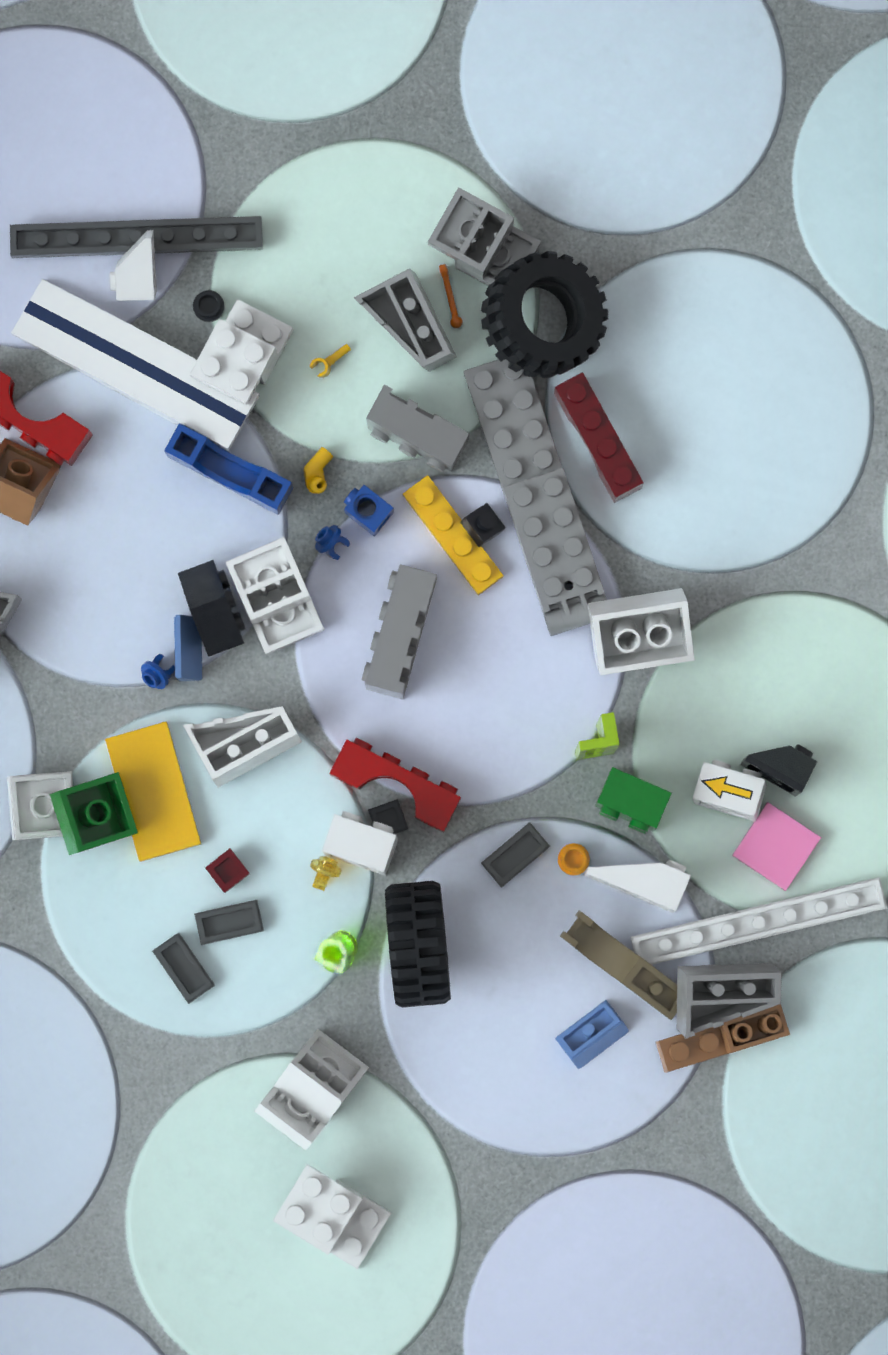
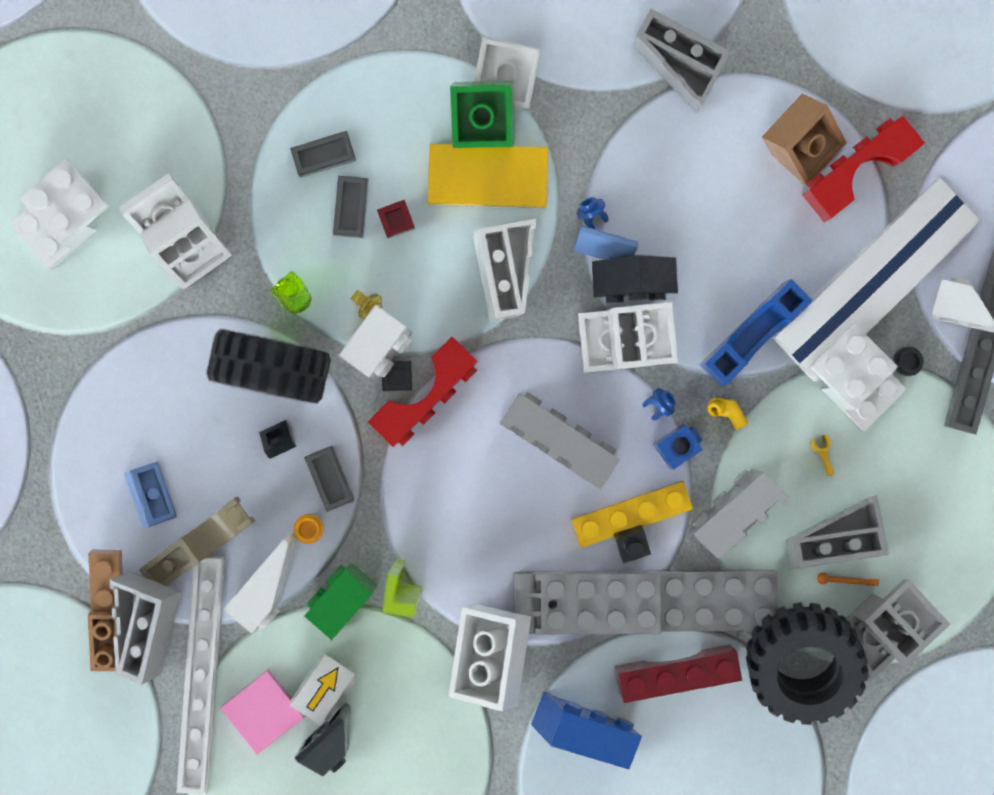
camera: 105 degrees right, 5 degrees up
(491, 919) = (277, 439): none -> black plate
(686, 510) = (586, 731): none -> blue wedge

